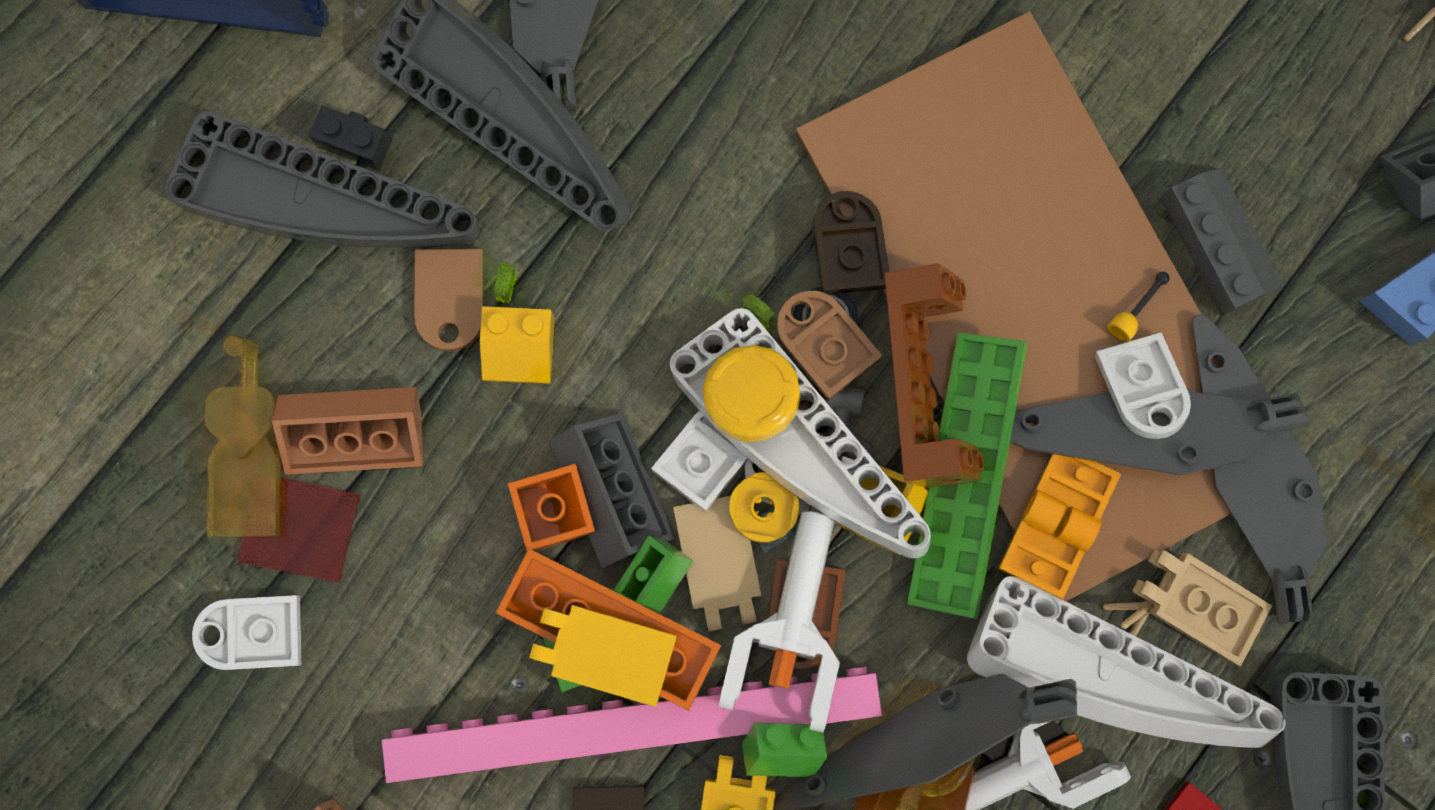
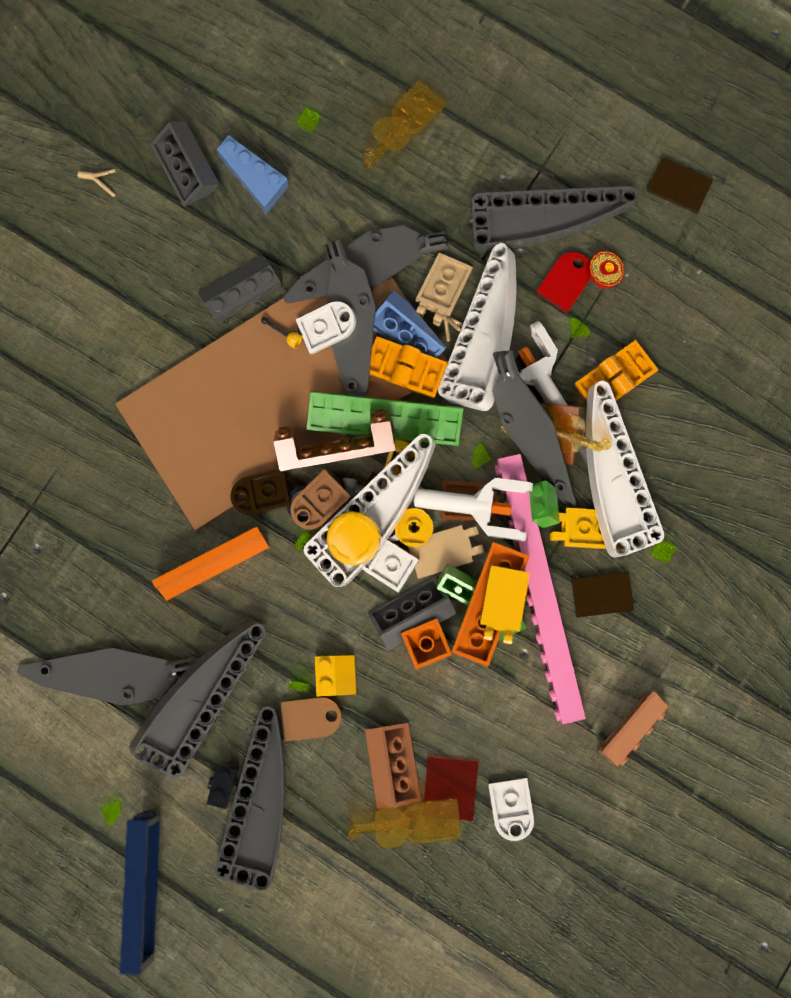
camera: 90 degrees left, 0 degrees up
(734, 149) = (211, 563): none -> orange arch
(883, 642) = (480, 456): none -> clear neon green tile
(1141, 523) = (401, 323): none -> medium blue wedge

